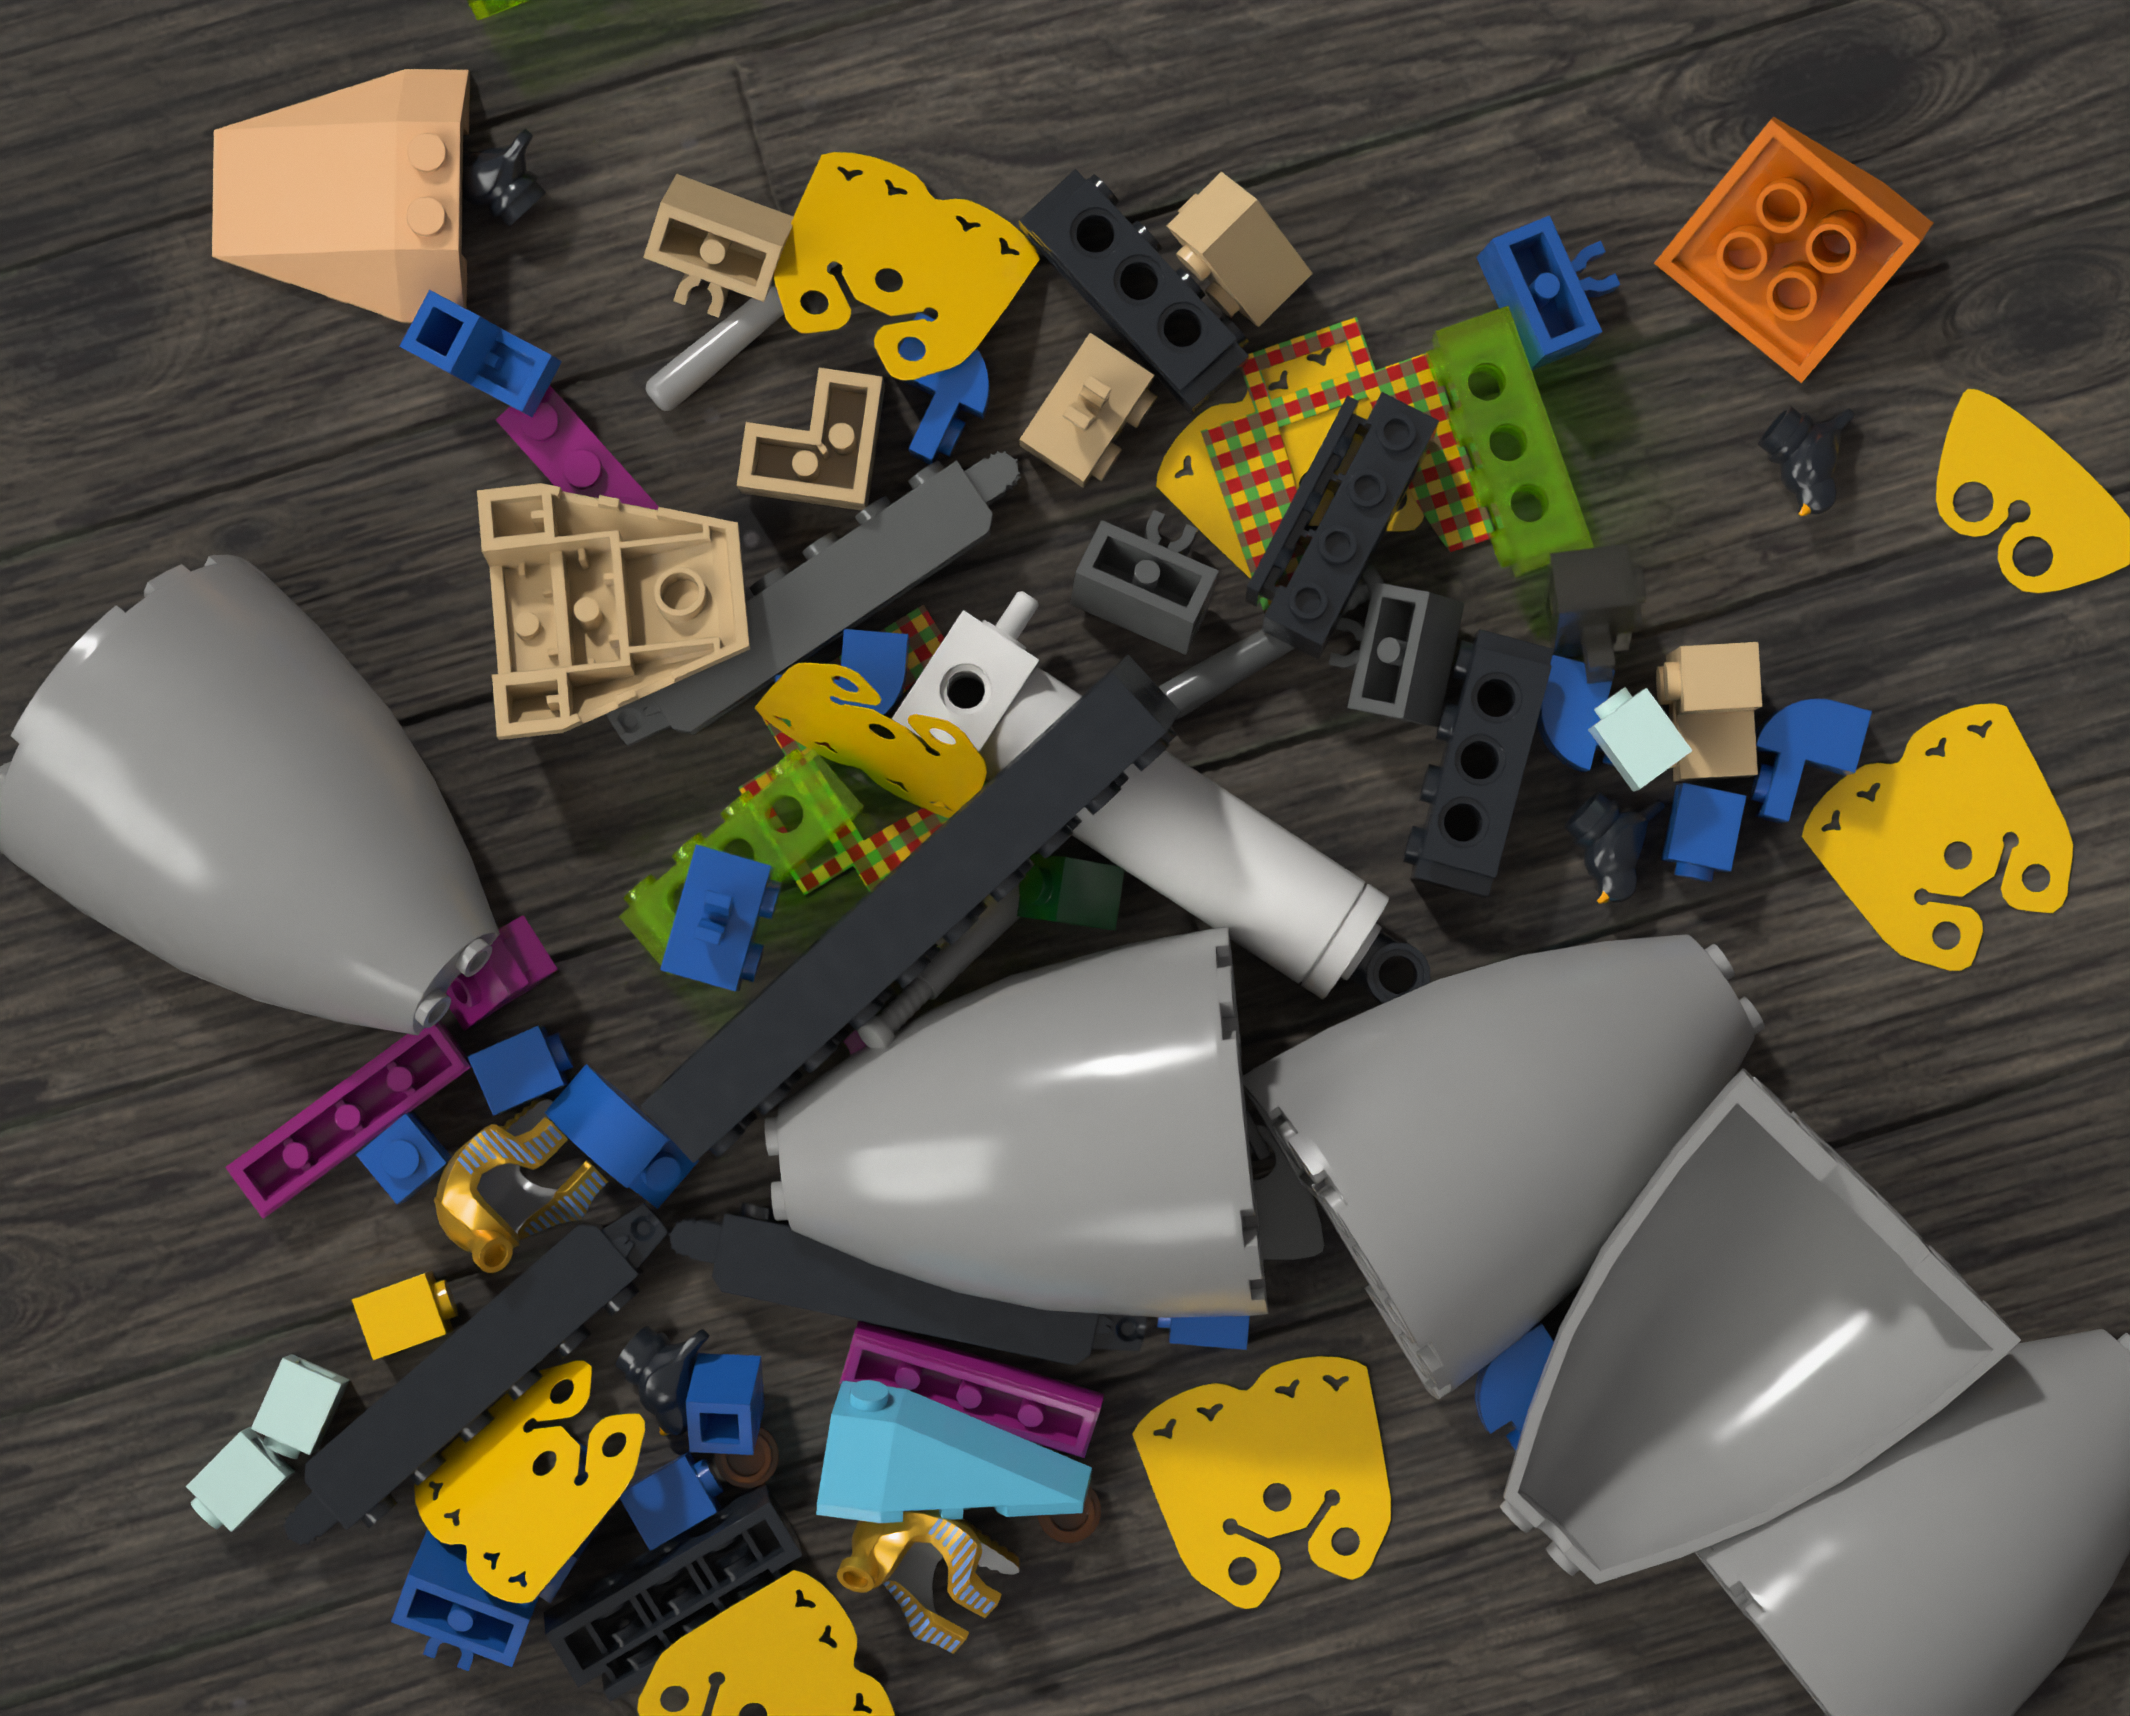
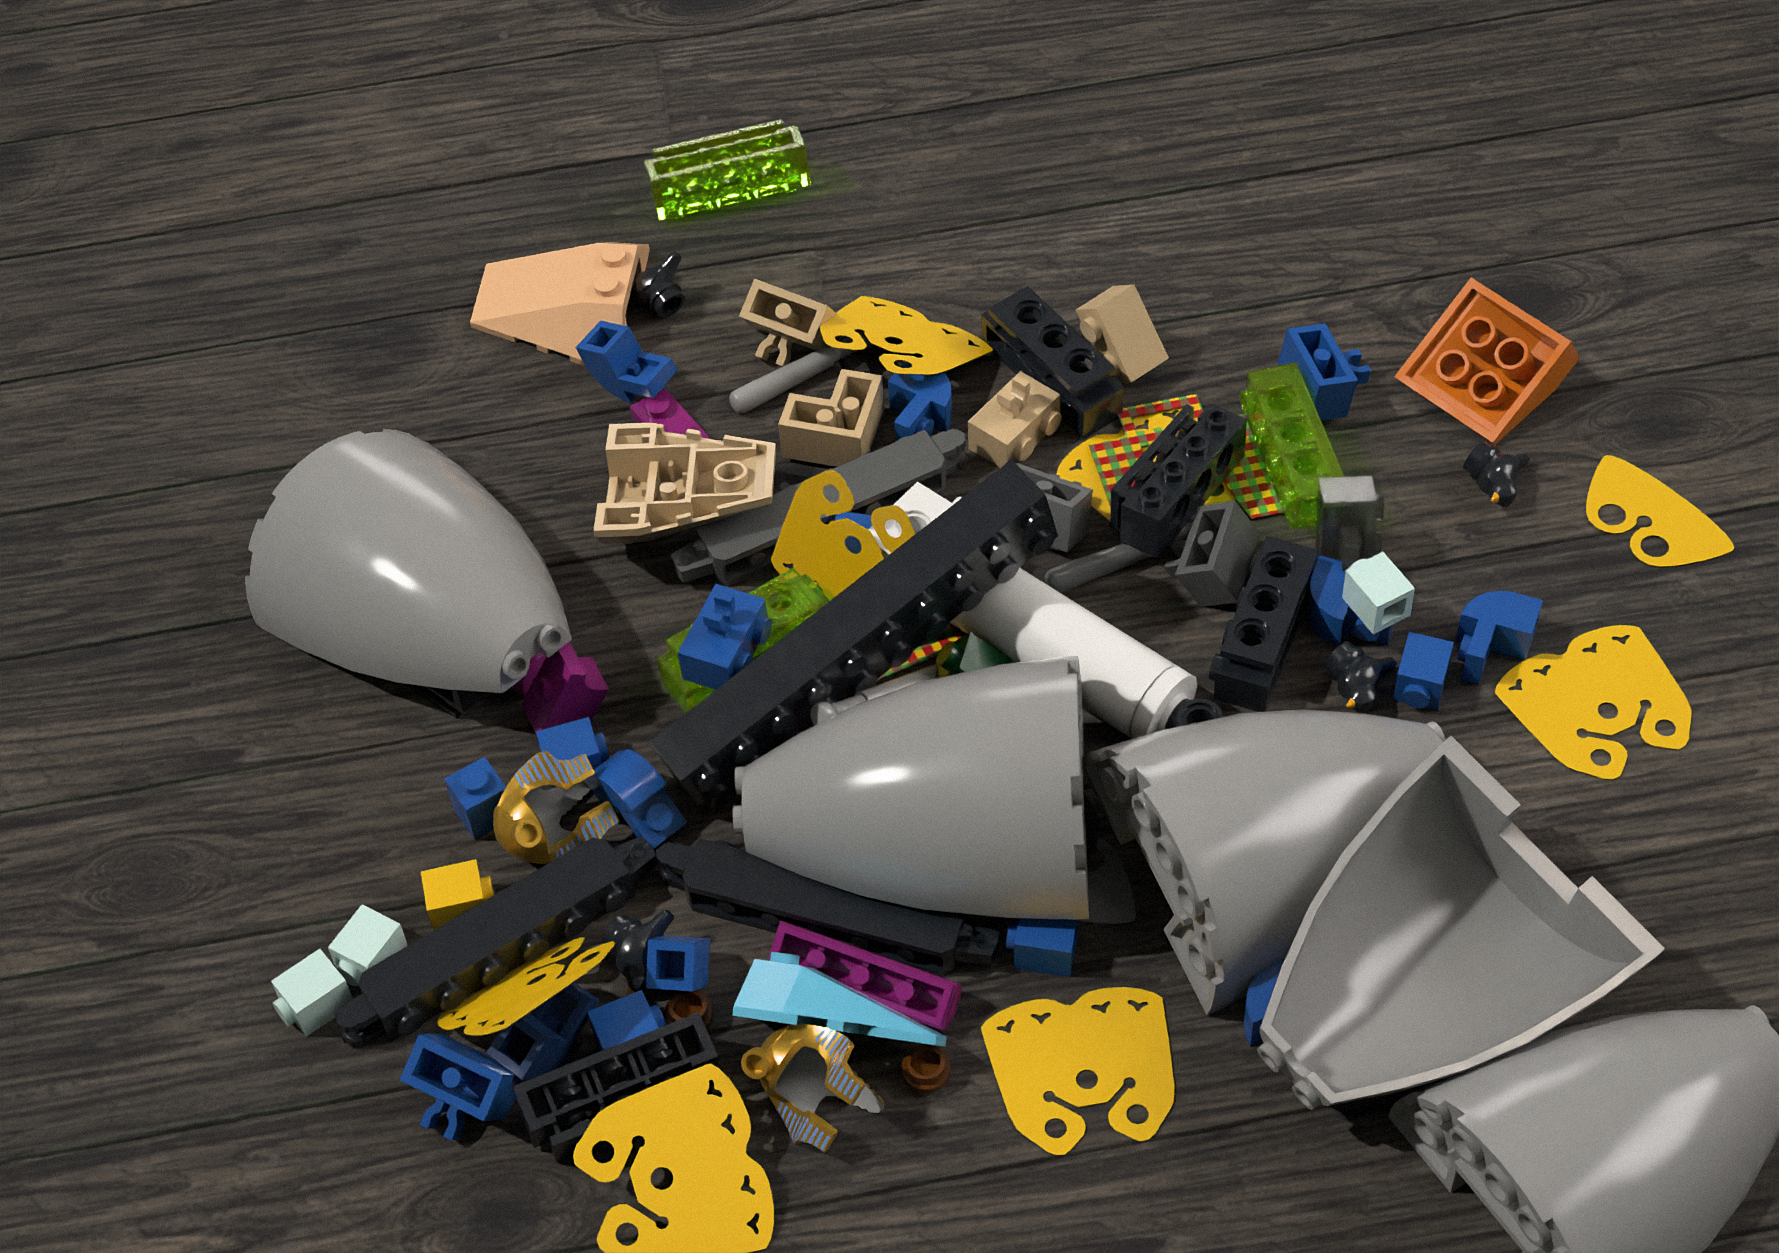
camera: 10 degrees right, 35 degrees down
(348, 1117) = (423, 782): magenta brick -> none
(1713, 708) = (1435, 569): tan brick -> none

